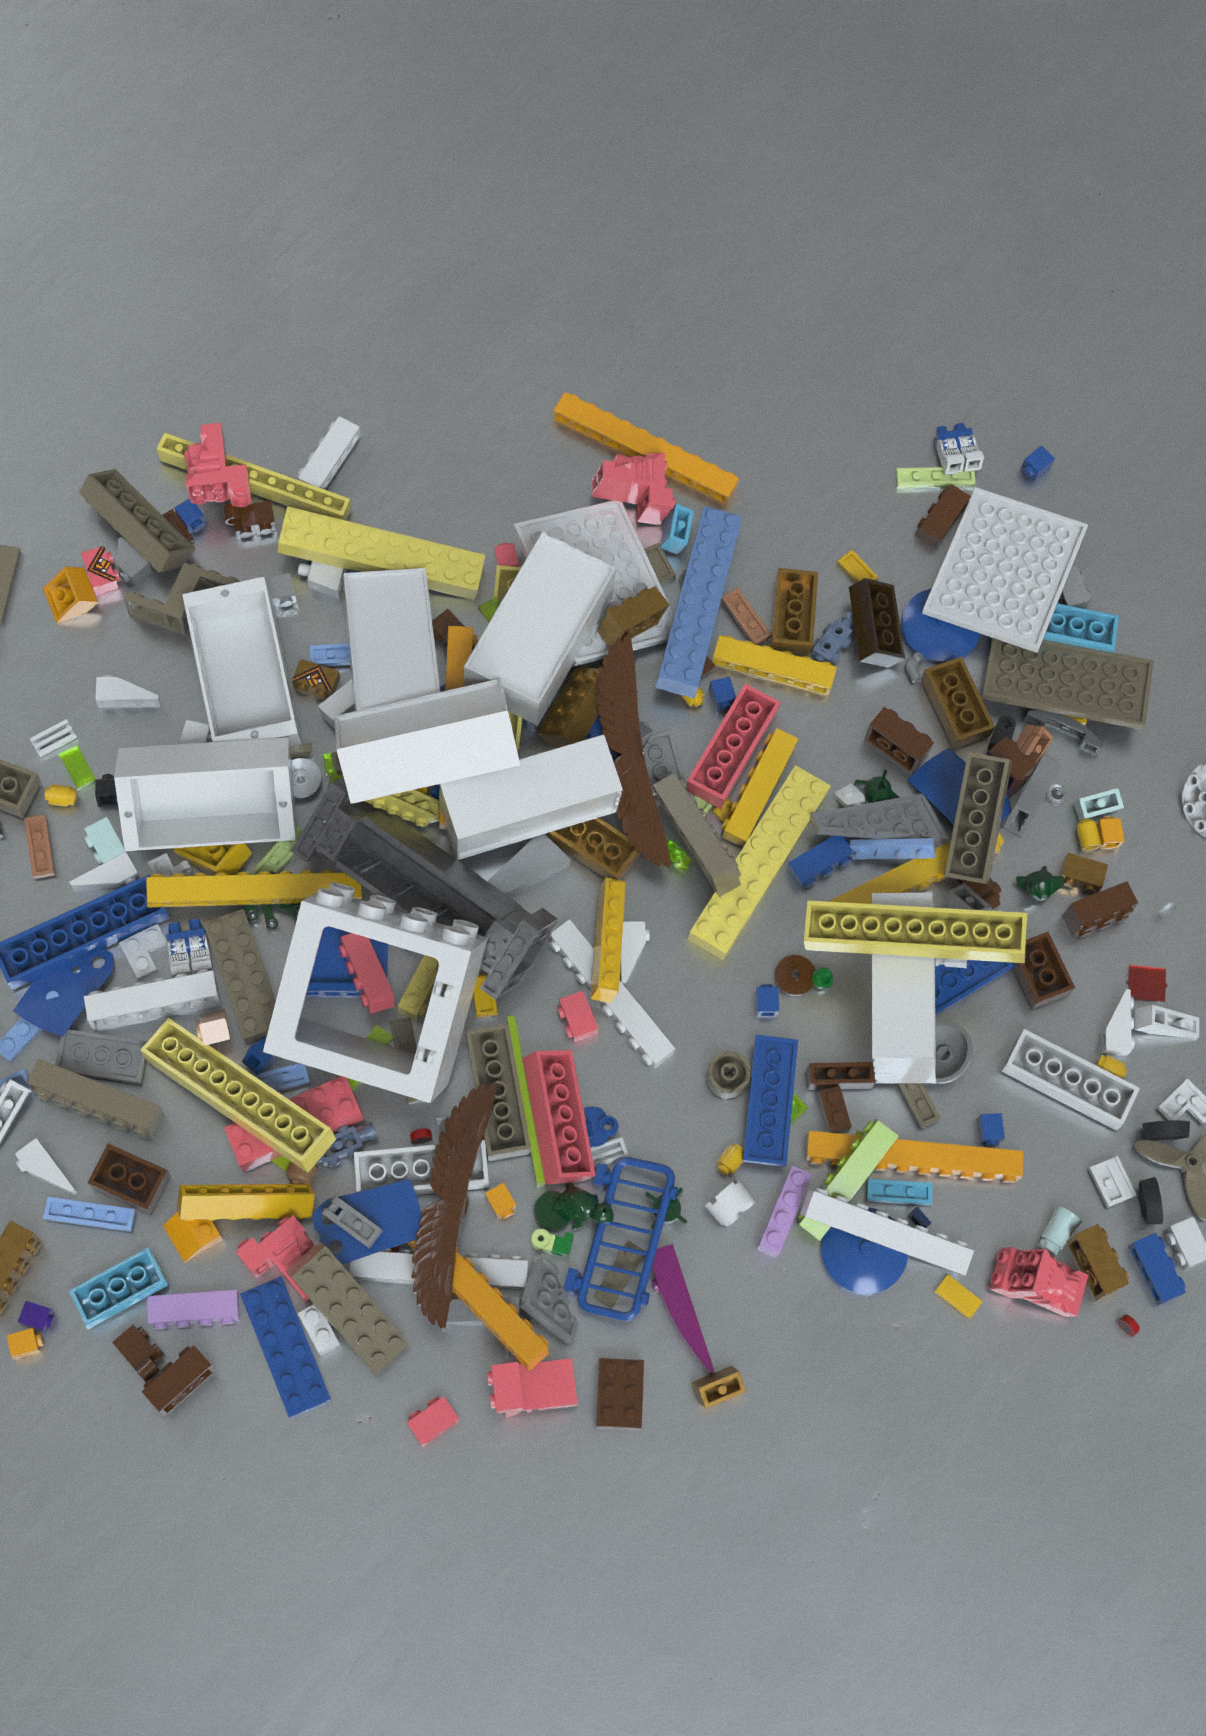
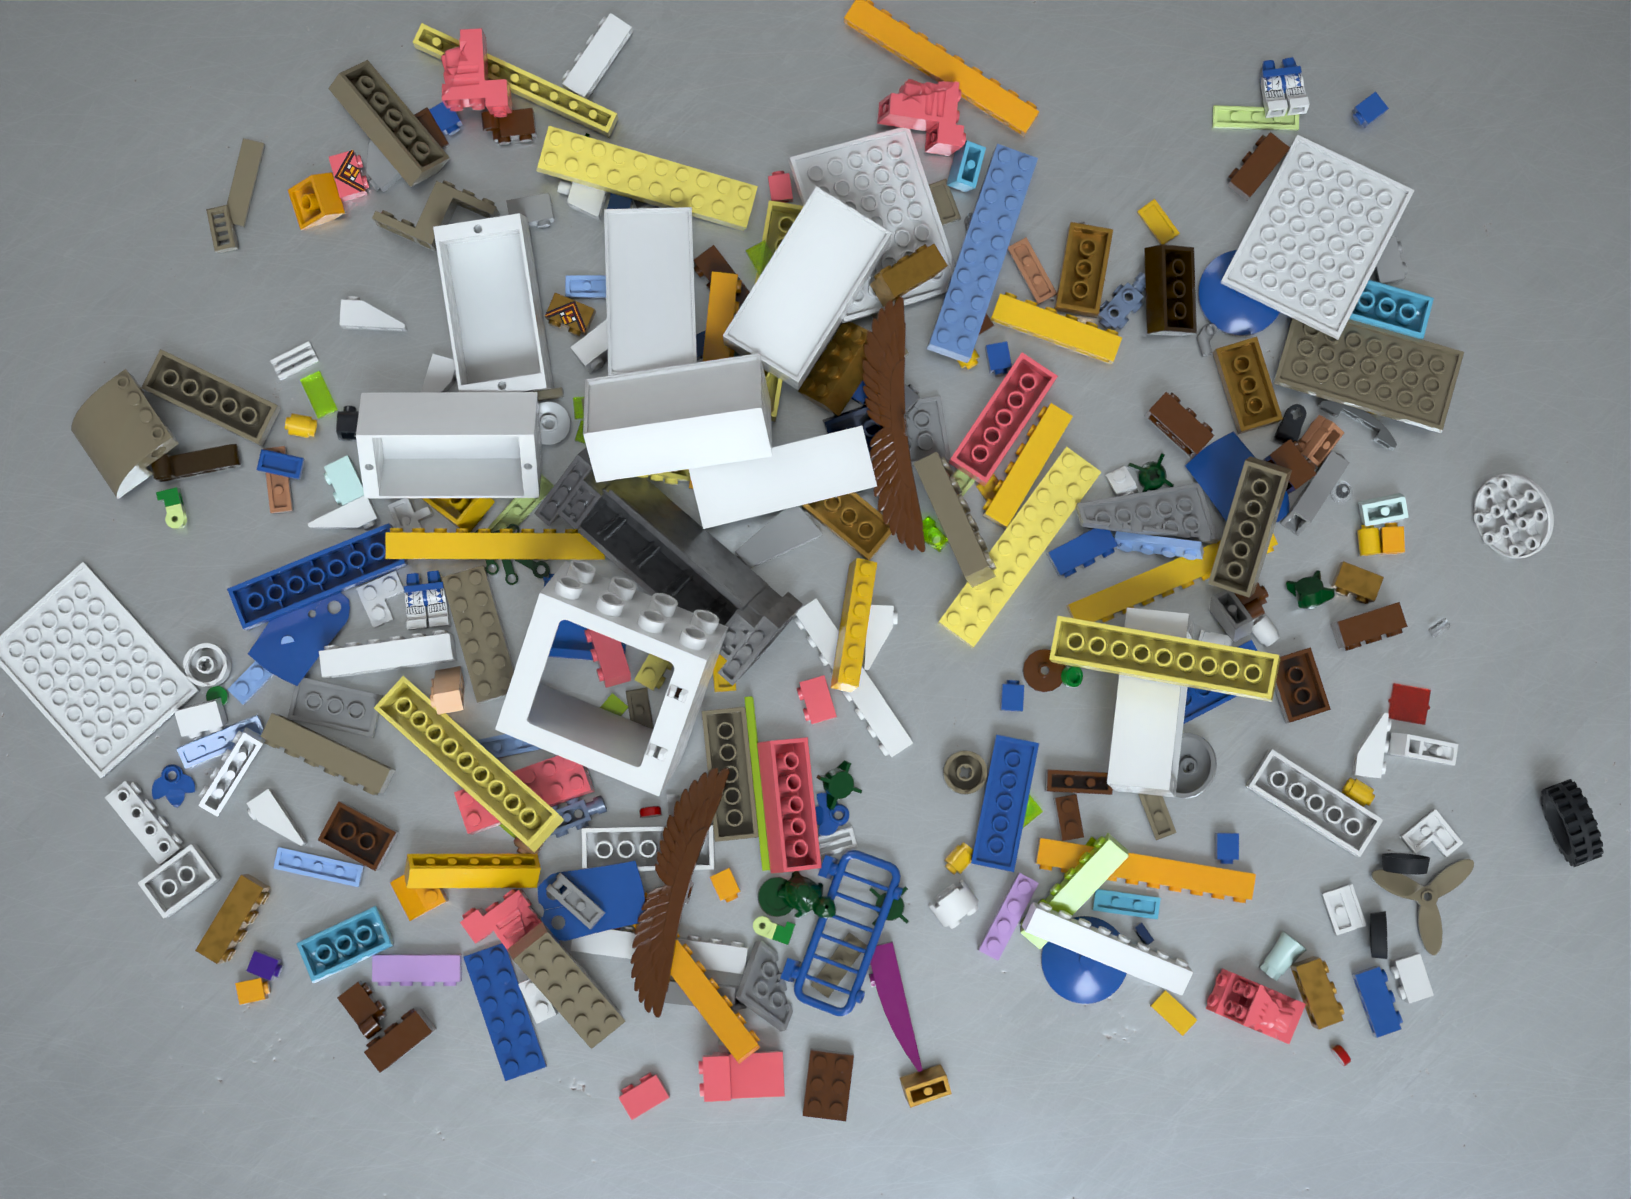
camera: 10 degrees right, 15 degrees up
(41, 830) = (280, 464): none -> blue tile
(257, 1059) = (489, 719): blue brick -> none
(605, 1094) = (838, 784): none -> dark green piece

